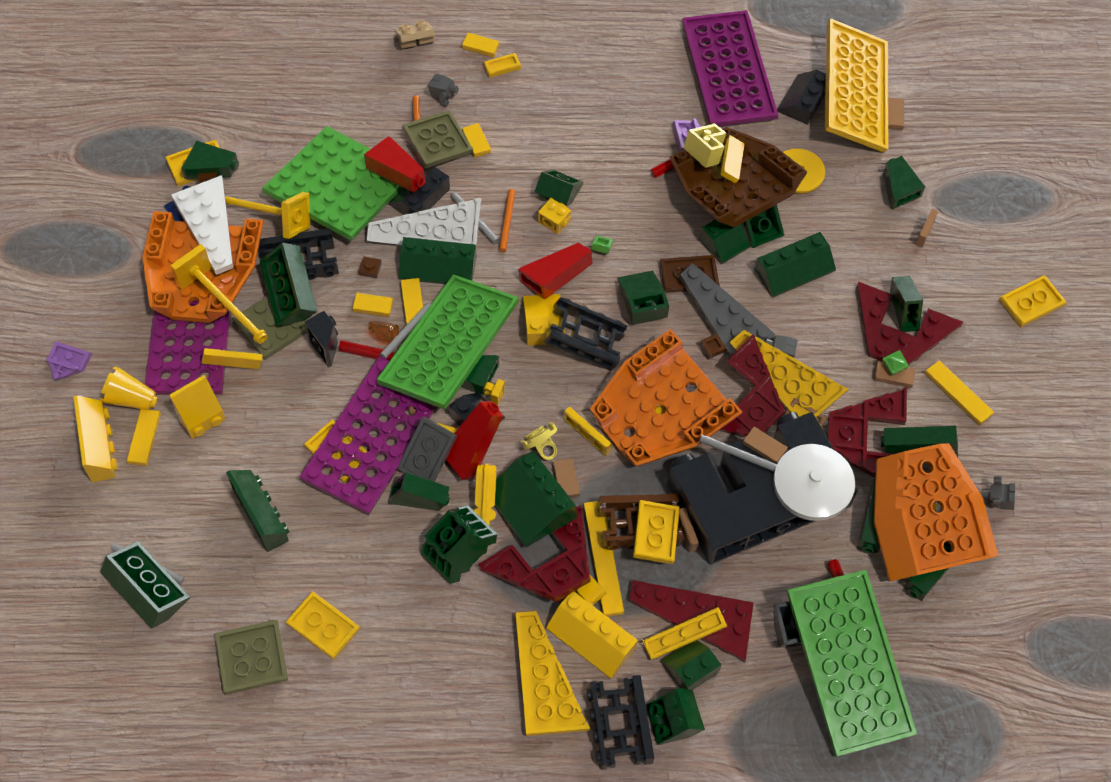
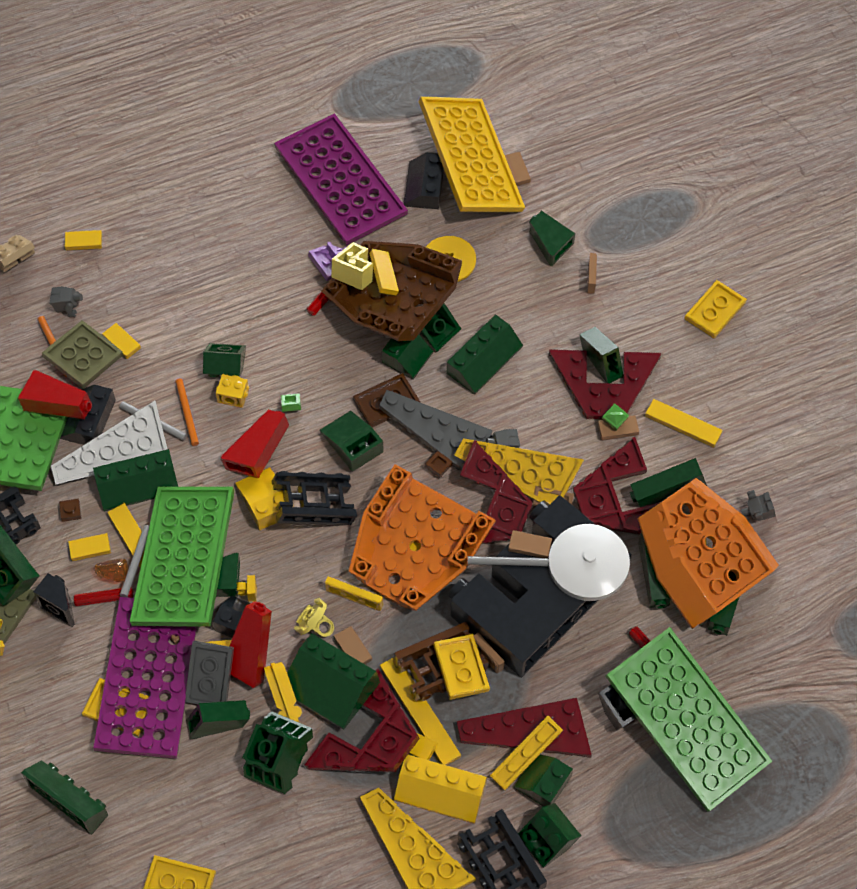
camera: 20 degrees left, 0 degrees up
(502, 65) = (114, 254): yellow tile -> none

